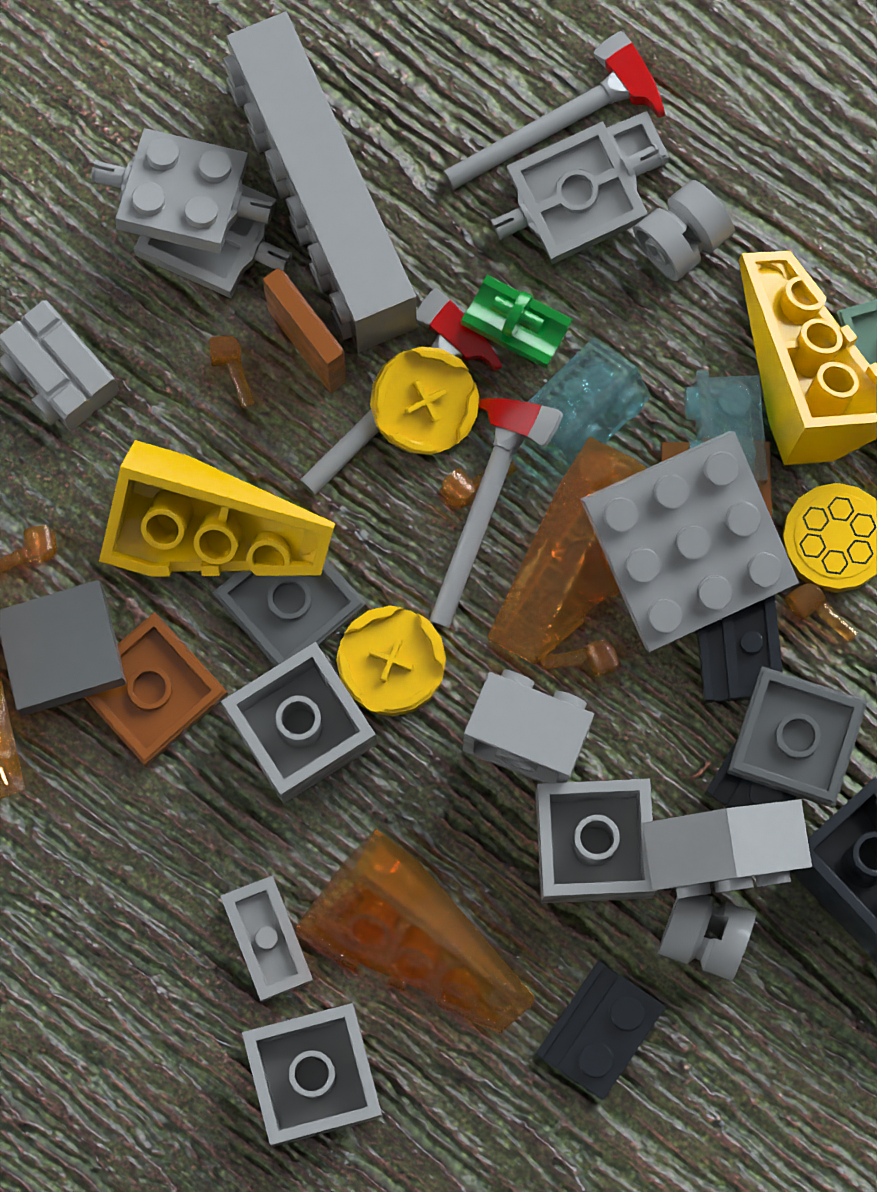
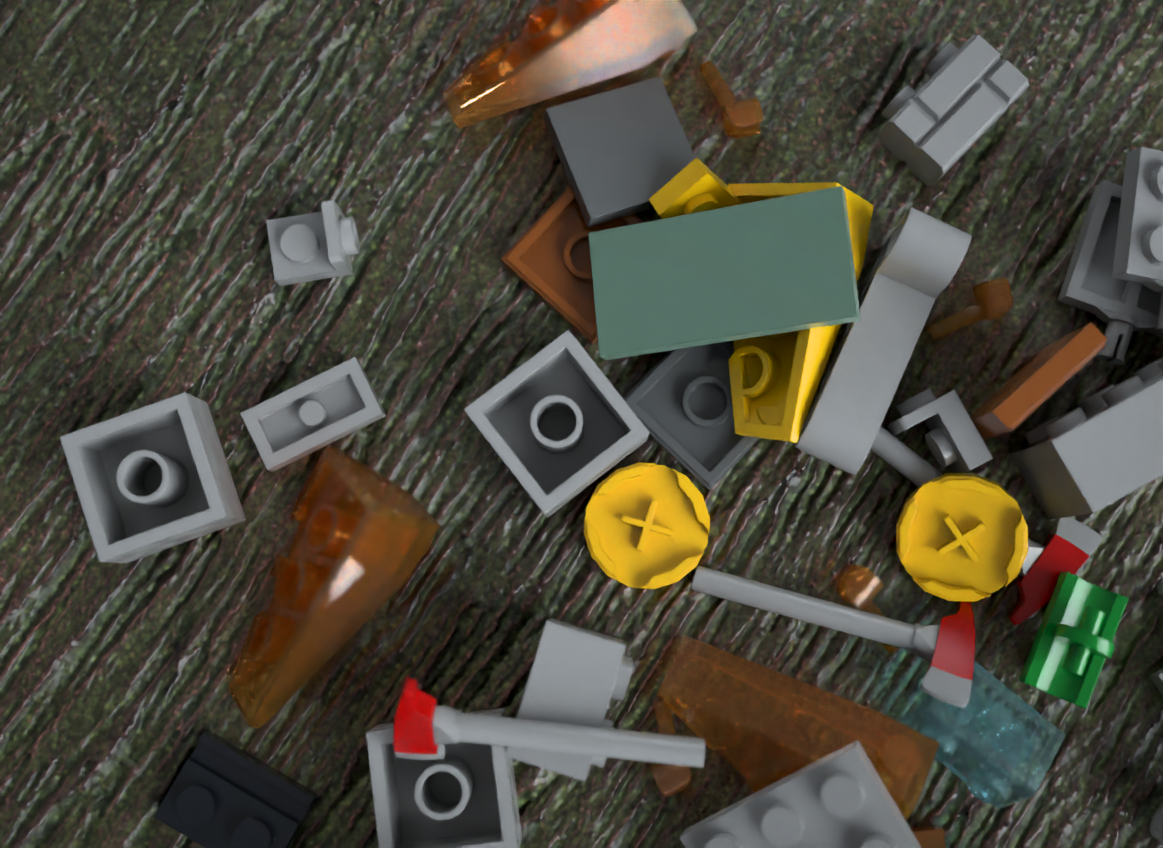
camera: 90 degrees right, 5 degrees up
(113, 930) = (312, 245): none -> light grey bracket
(114, 590) = (691, 192): none -> yellow plate
(186, 570) = (724, 274): none -> sand green tile
(202, 421) = (875, 351): none -> light grey beam
(337, 397) = (952, 432): none -> light grey bracket
(537, 836) = (425, 727): none -> light grey piece

